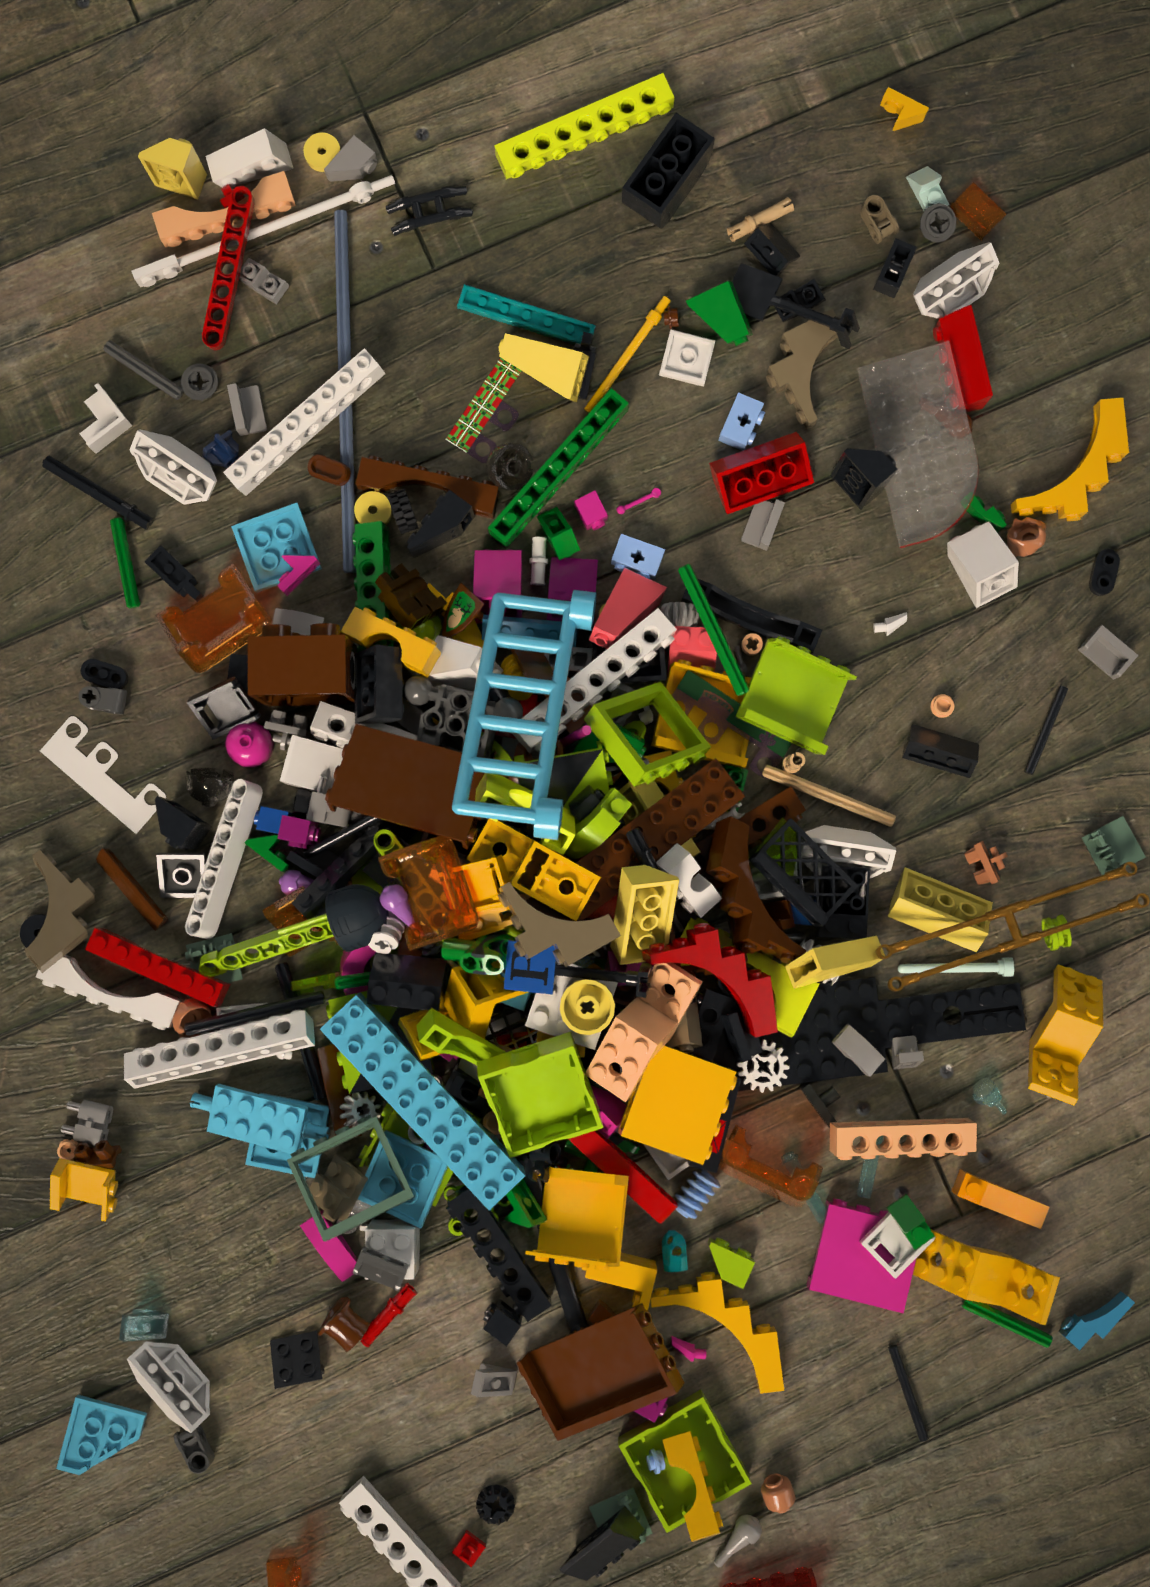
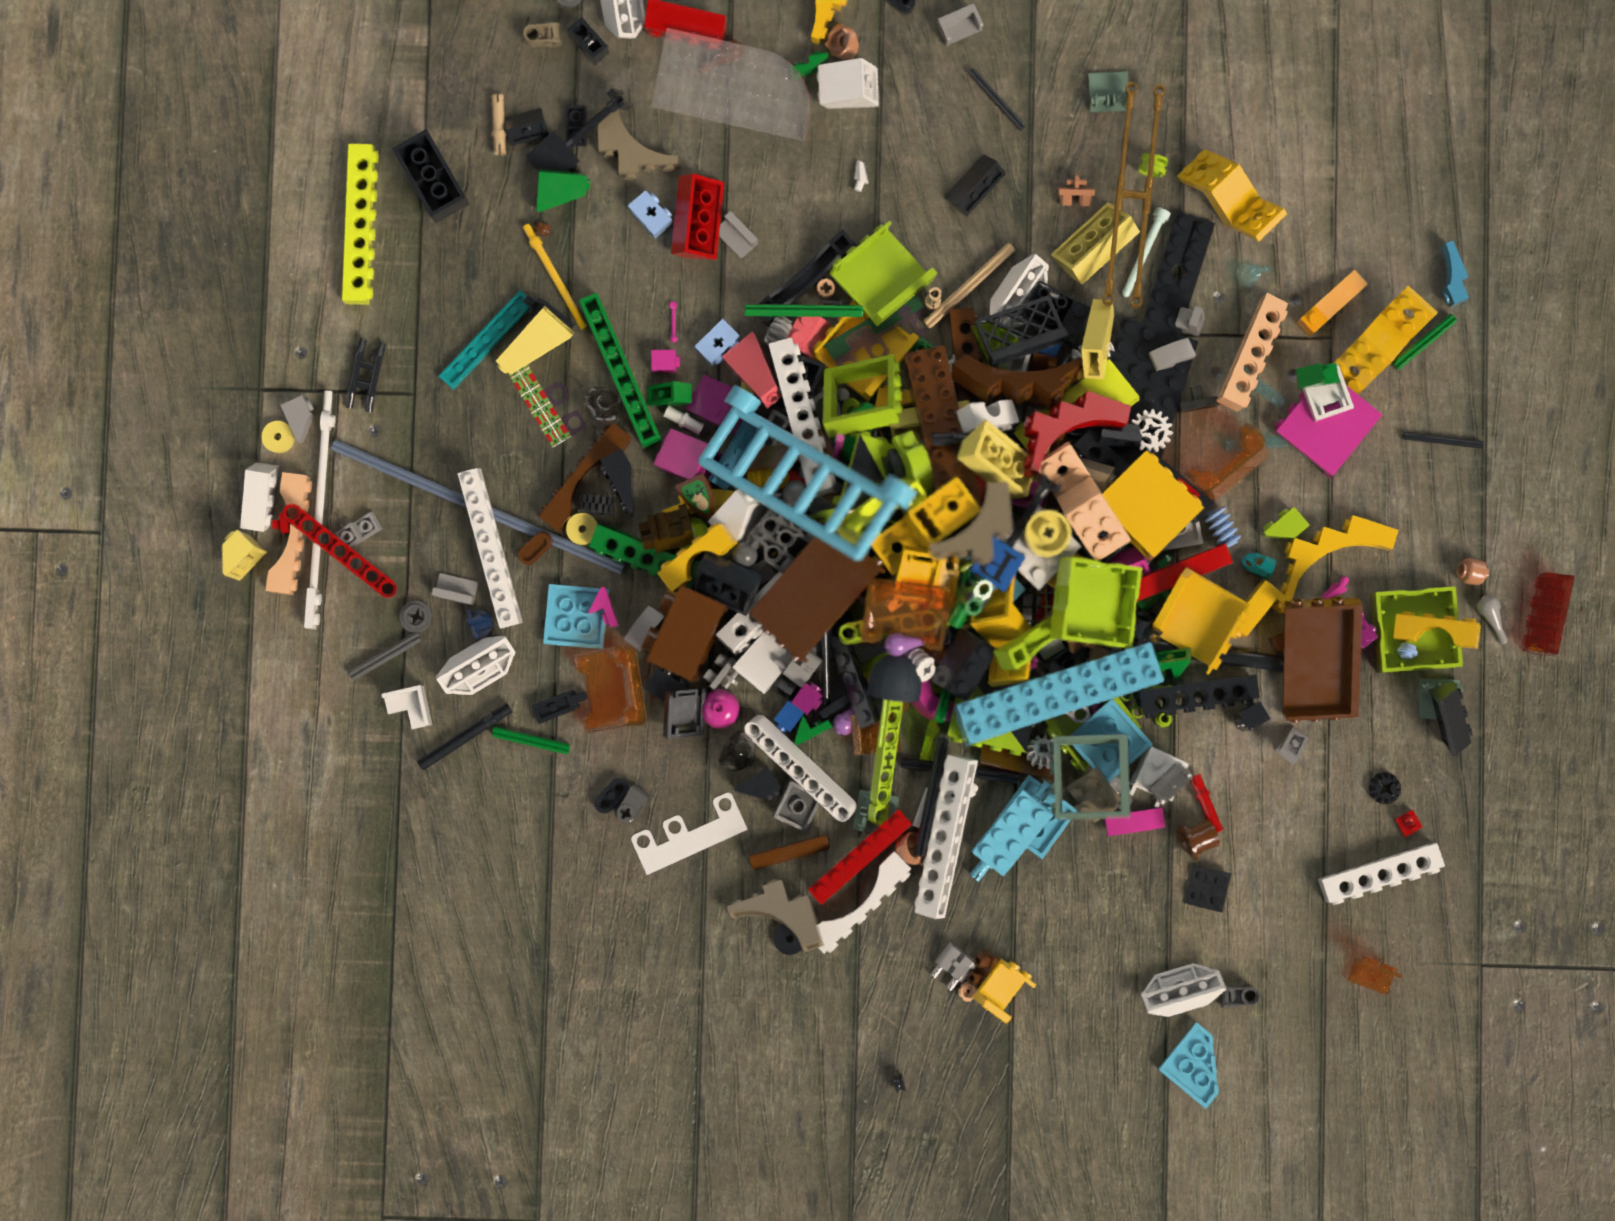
camera: 65 degrees left, 0 degrees up
(143, 1325) = (1128, 992): clear light blue slope -> none
(687, 357) = (579, 232): white tile -> none
(863, 474) = (740, 141): black slope -> none
(942, 705) = (941, 167): light nougat plate -> none

